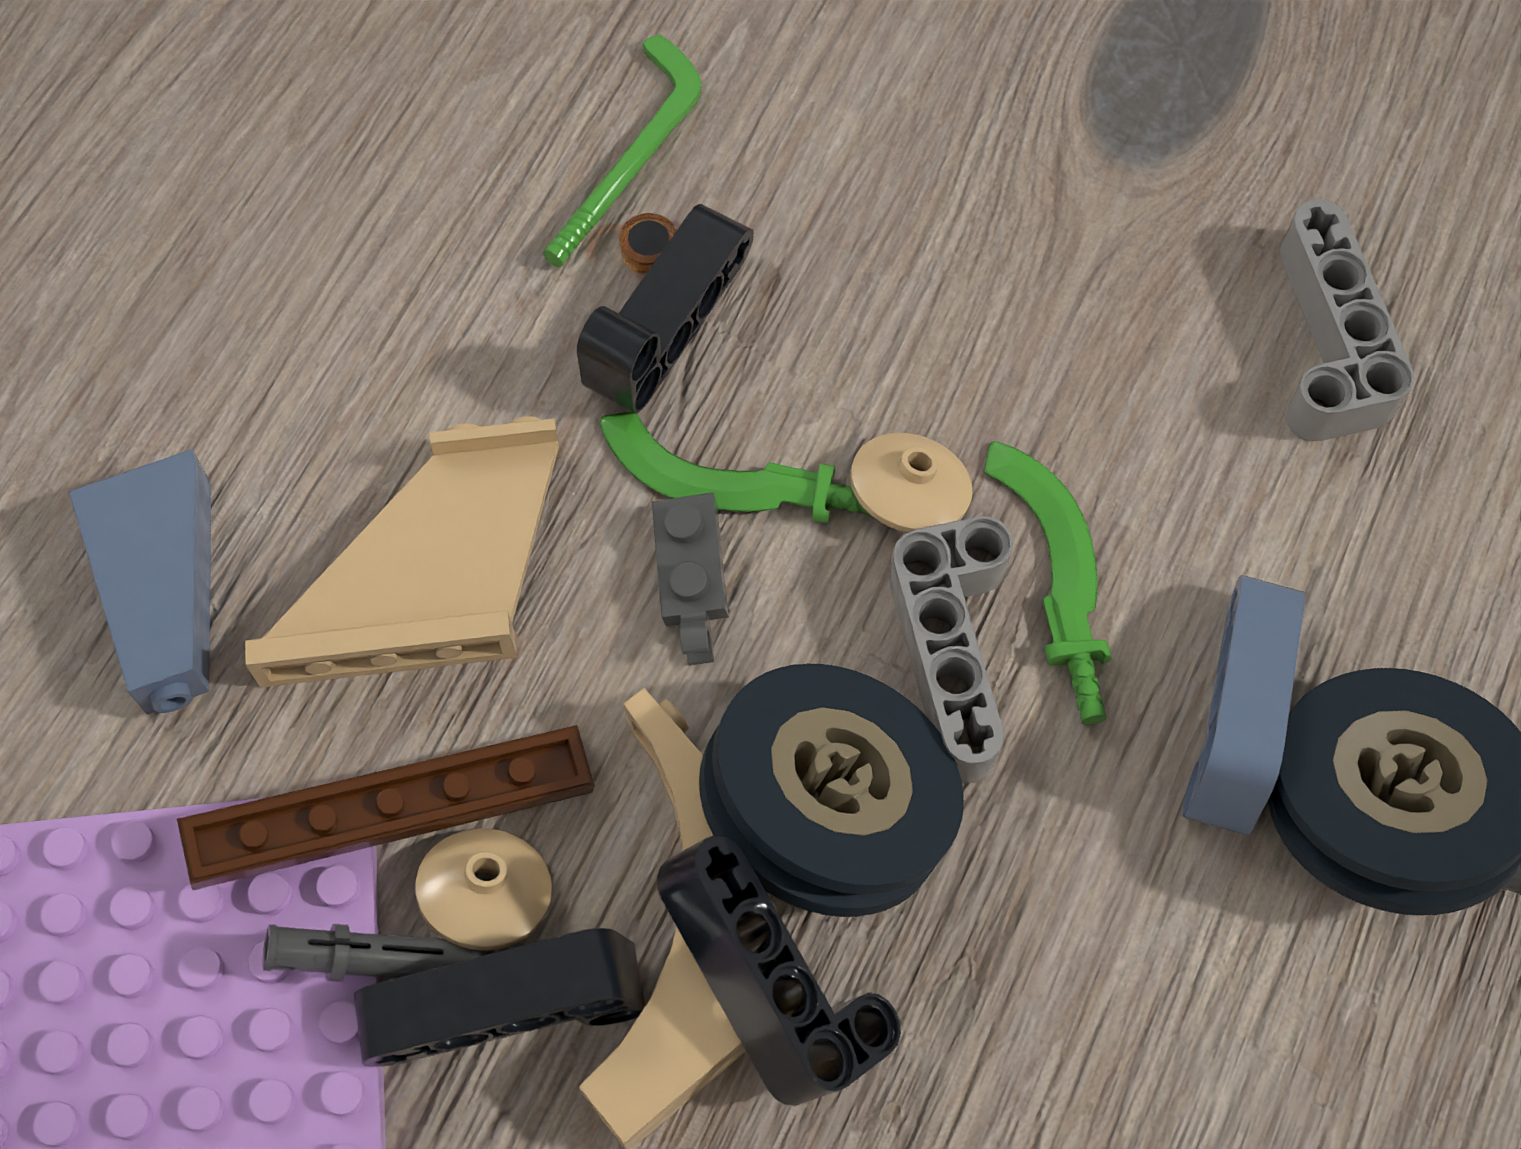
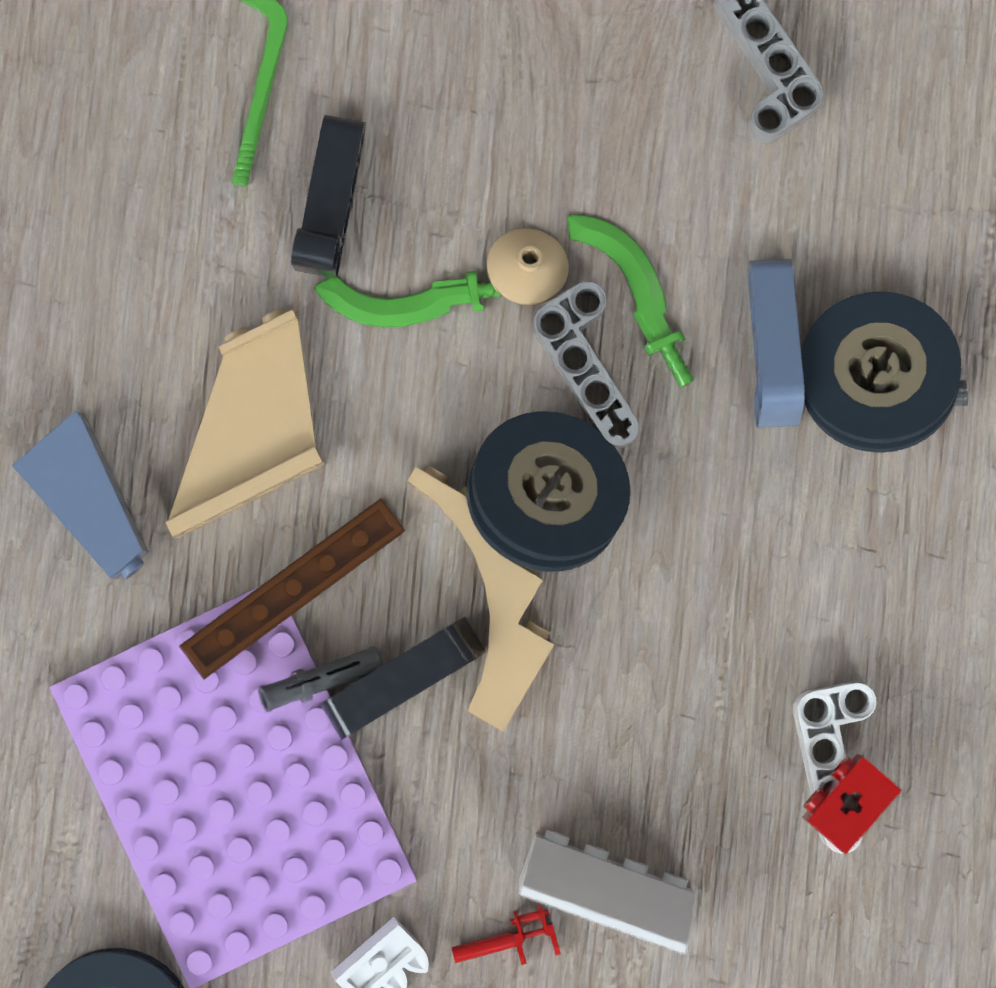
camera: 15 degrees left, 20 degrees up
(478, 911) = (360, 632): tan dish -> none
(644, 240) = (297, 150): tile -> none
(690, 570) = (411, 373): dark grey plate -> none
(764, 982) = (602, 633): black beam -> none

